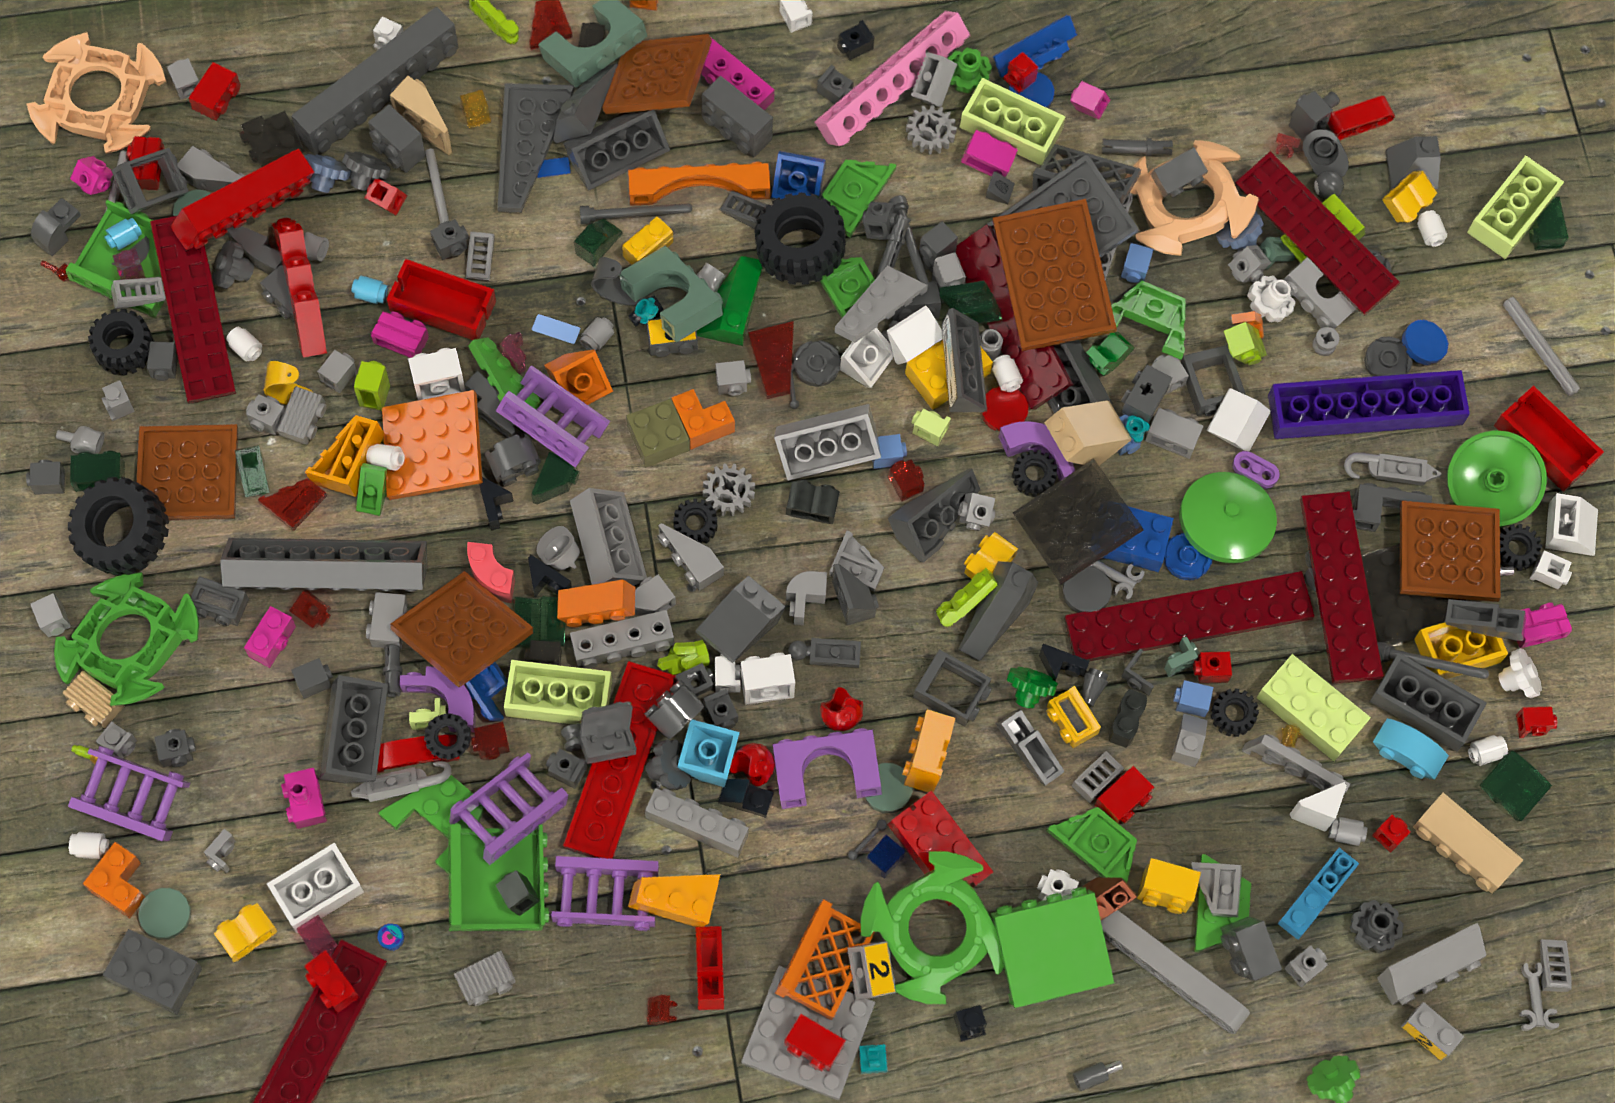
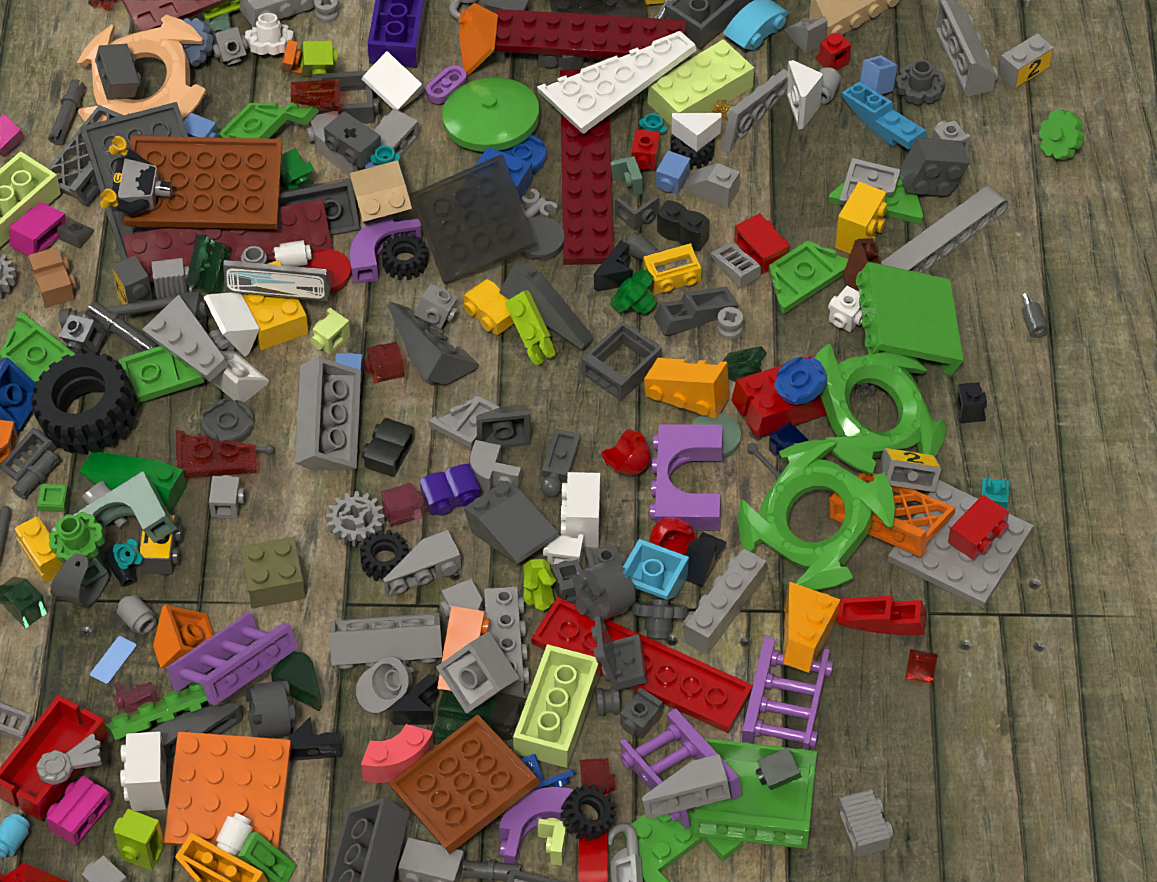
camera: 75 degrees left, 15 degrees down
(423, 305) = (57, 766): none -> light grey piece
(470, 814) = (692, 786): none -> light grey slope
(568, 618) = (477, 672): none -> light grey slope
(646, 264) = (76, 535): none -> bright green plant
(703, 424) = (272, 525): orange brick -> none
(708, 241) = (52, 497): none -> bright green tile
(727, 221) = (35, 474): none -> dark grey pin
(751, 525) = (401, 504): none -> clear pink brick
(774, 562) = (449, 489): none -> dark purple brick
(787, 851) = (809, 473): none -> bright green piece
(932, 847) = (800, 380): none -> blue tile
(941, 181) = (51, 277): none -> medium nougat brick
(970, 799) = (744, 362): none -> clear green slope
(1021, 786) = (730, 323): none -> light grey wheel
(1024, 213) = (134, 182): none -> torso
(1194, 352) = (318, 94): none -> clear red wing
(1243, 710) = (696, 128): none -> white slope
(1258, 666) = (653, 122): none -> teal plate
(1278, 615) = (612, 82): none -> white wing
(1312, 481) = (476, 35): none -> orange slope
(1368, 880) = (879, 74): none -> medium blue brick
(1415, 802) = (808, 33): none -> light grey slope

